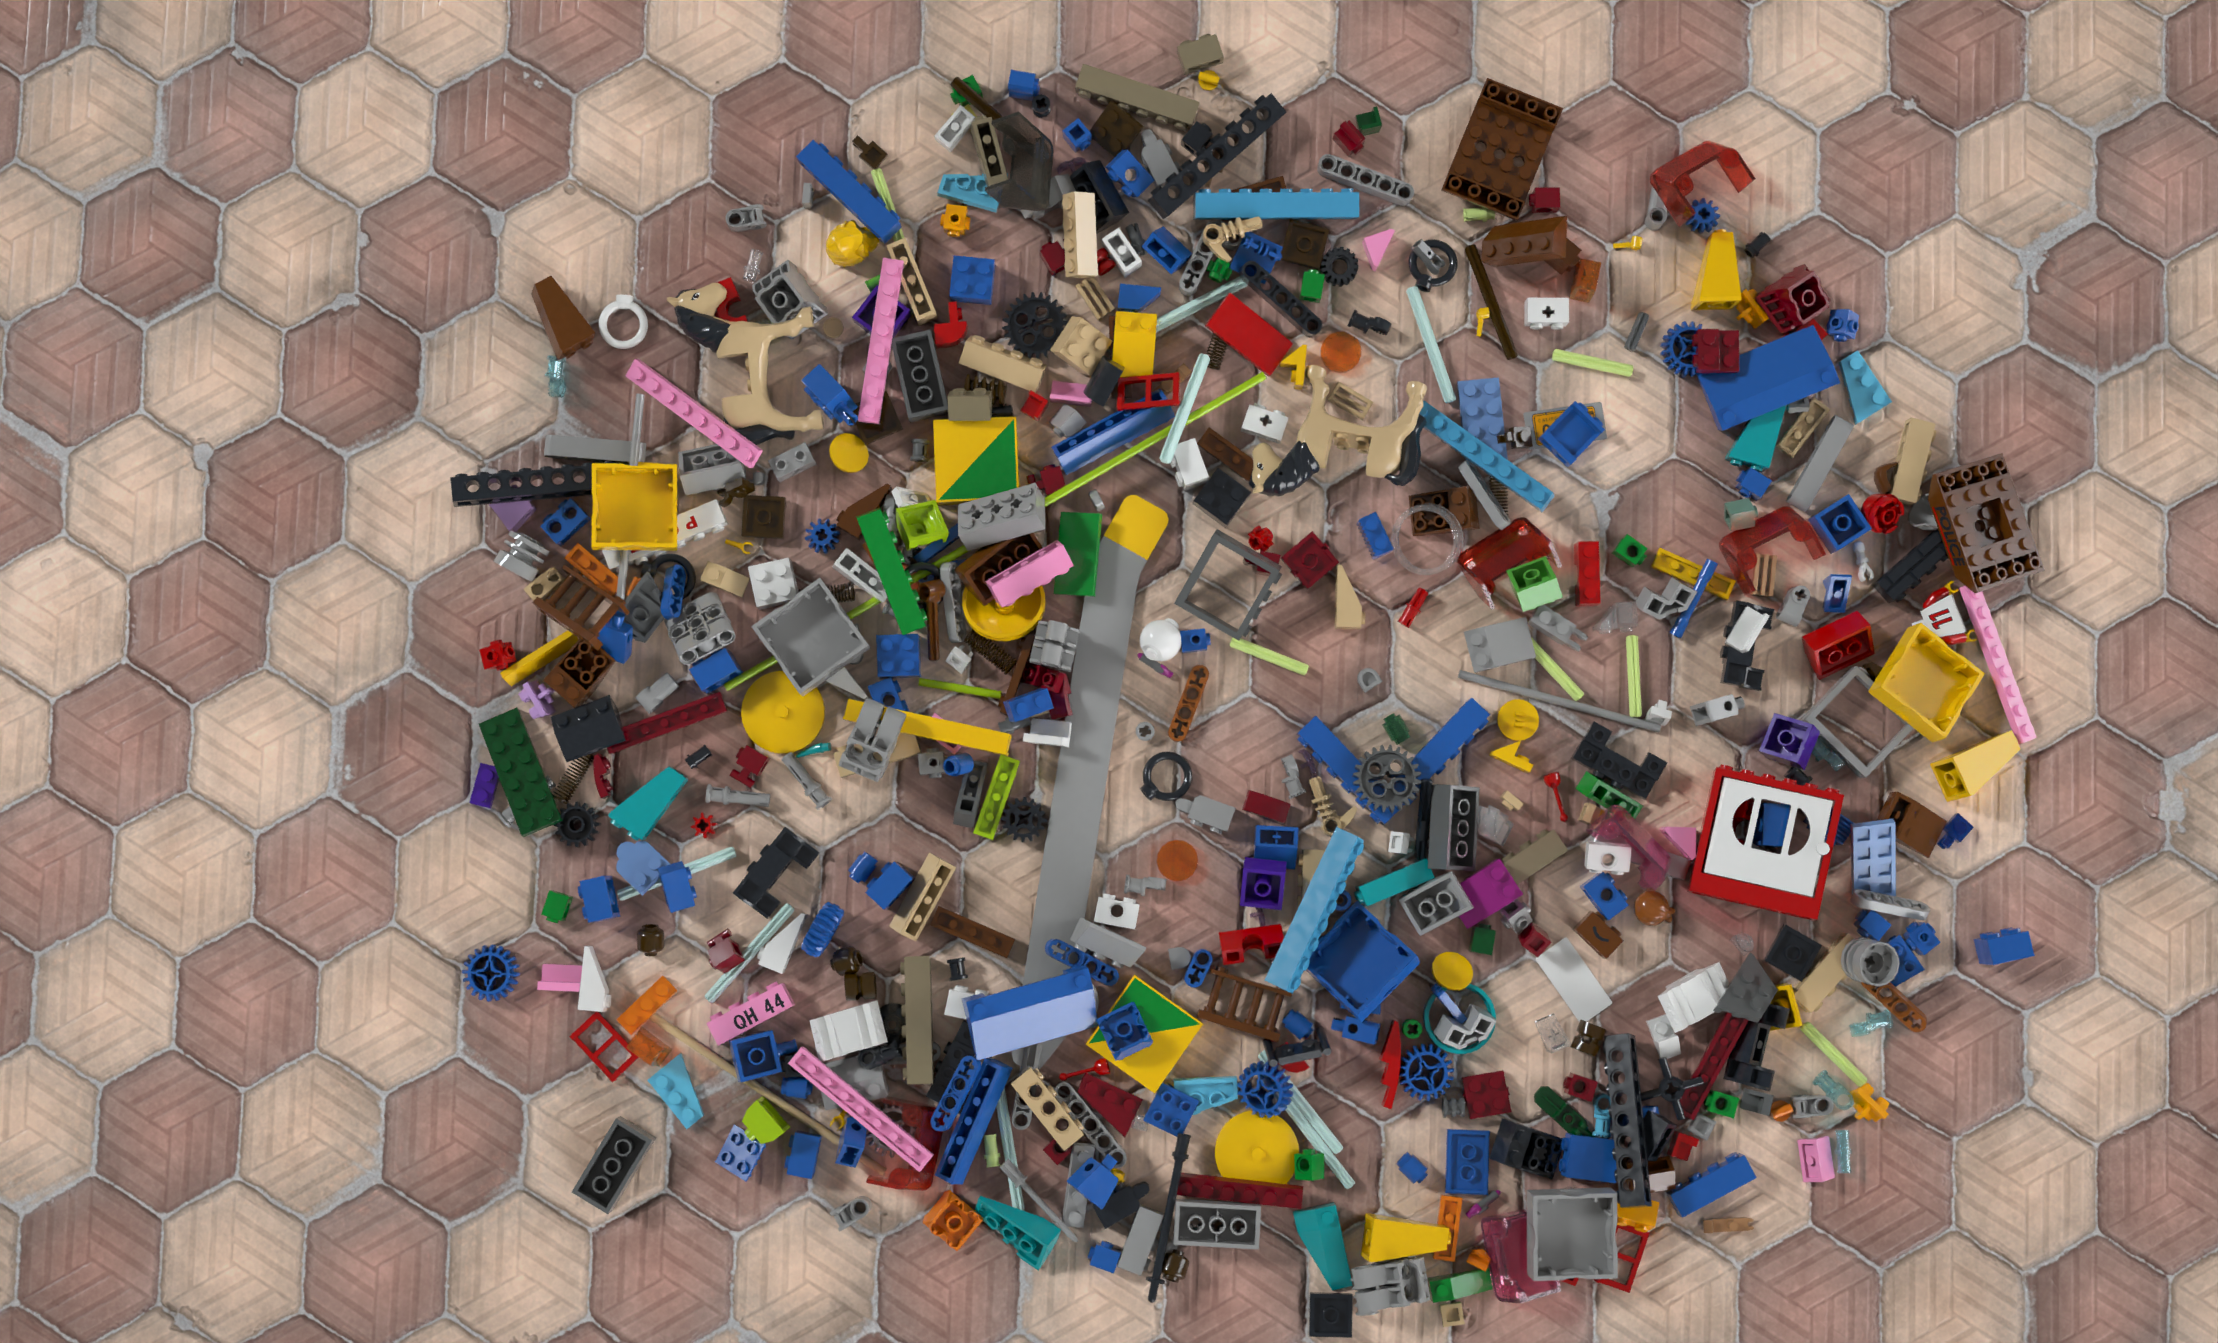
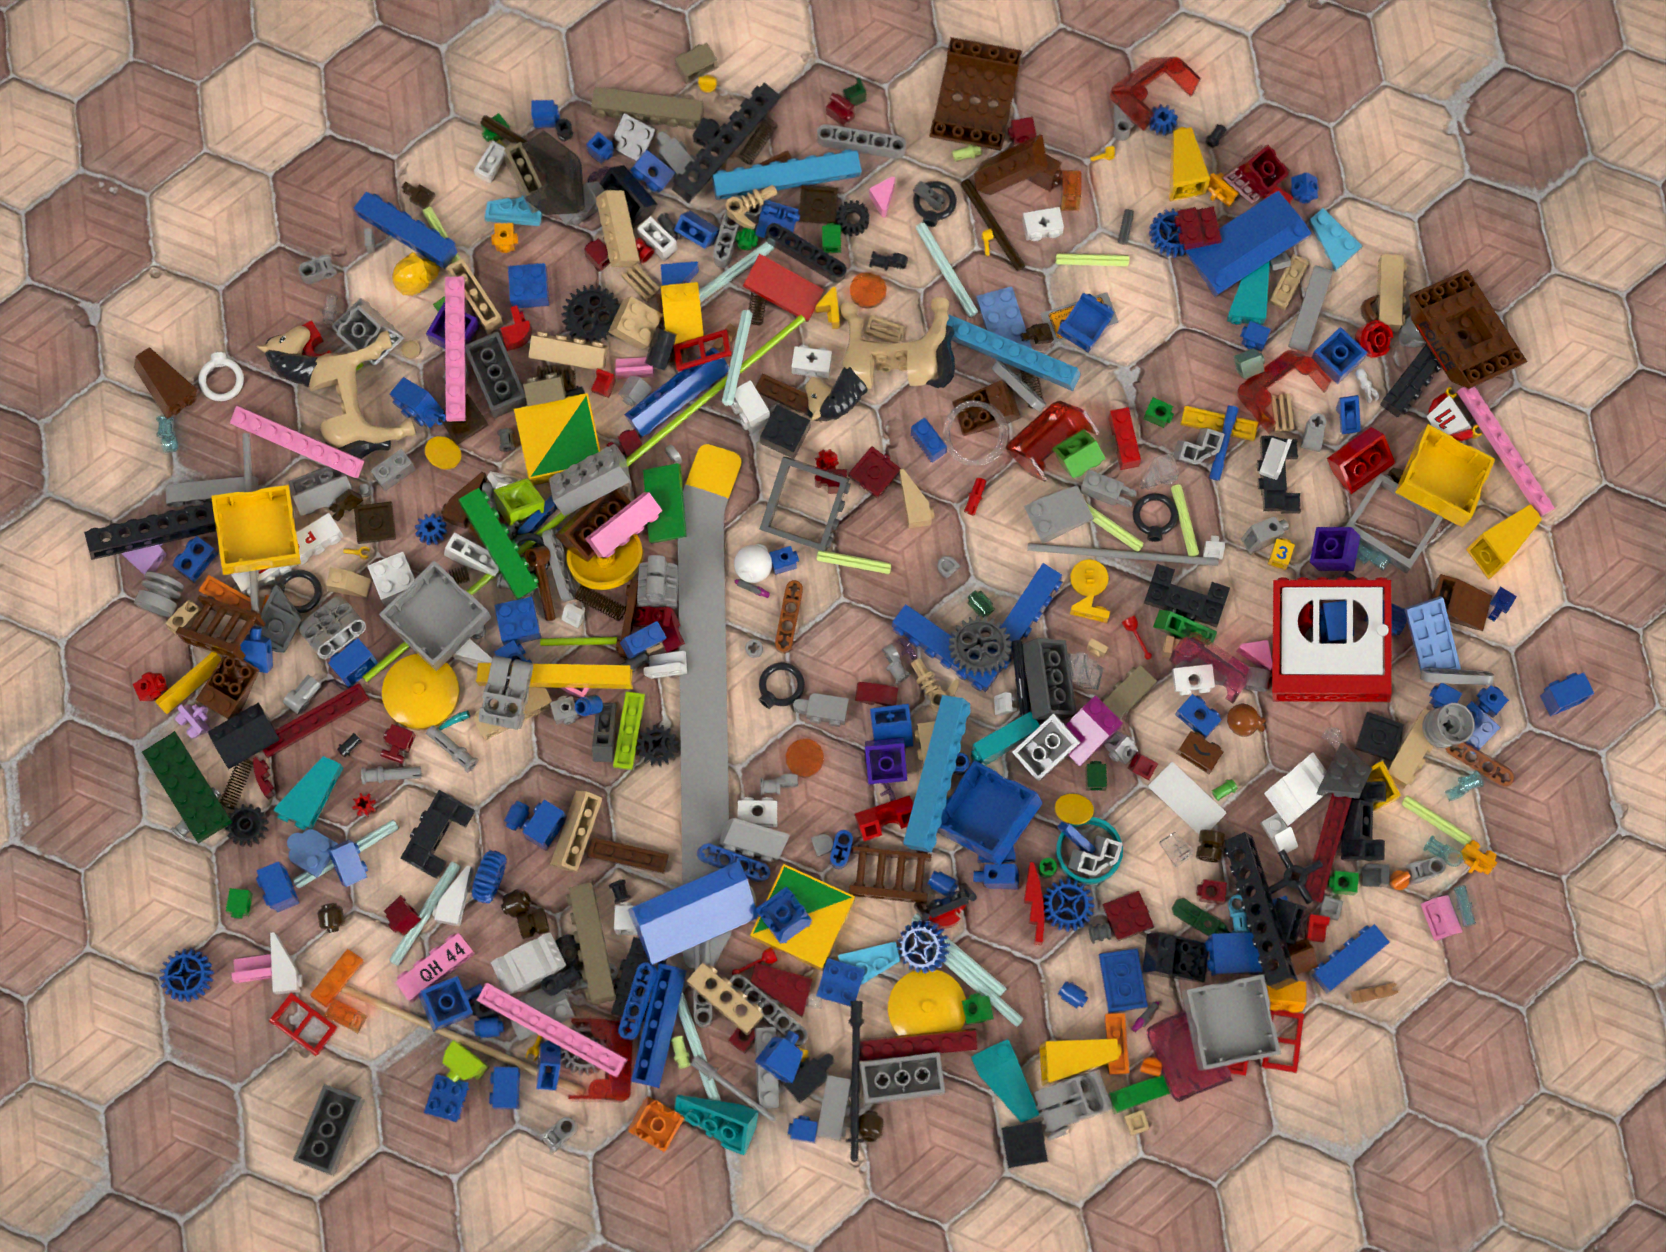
camera: 10 degrees left, 10 degrees down
(485, 786) = (156, 807): dark purple plate -> none
(670, 604) = (302, 601): blue beam -> none
(677, 1091) = (378, 1053): medium azure wing -> none
(1268, 141) = (759, 142): none -> dark brown piece
(1599, 684) = (1155, 533): none -> black piece
(1616, 979) = (1225, 789): none -> bright green pin
(1730, 733) = (1281, 553): none -> yellow brick

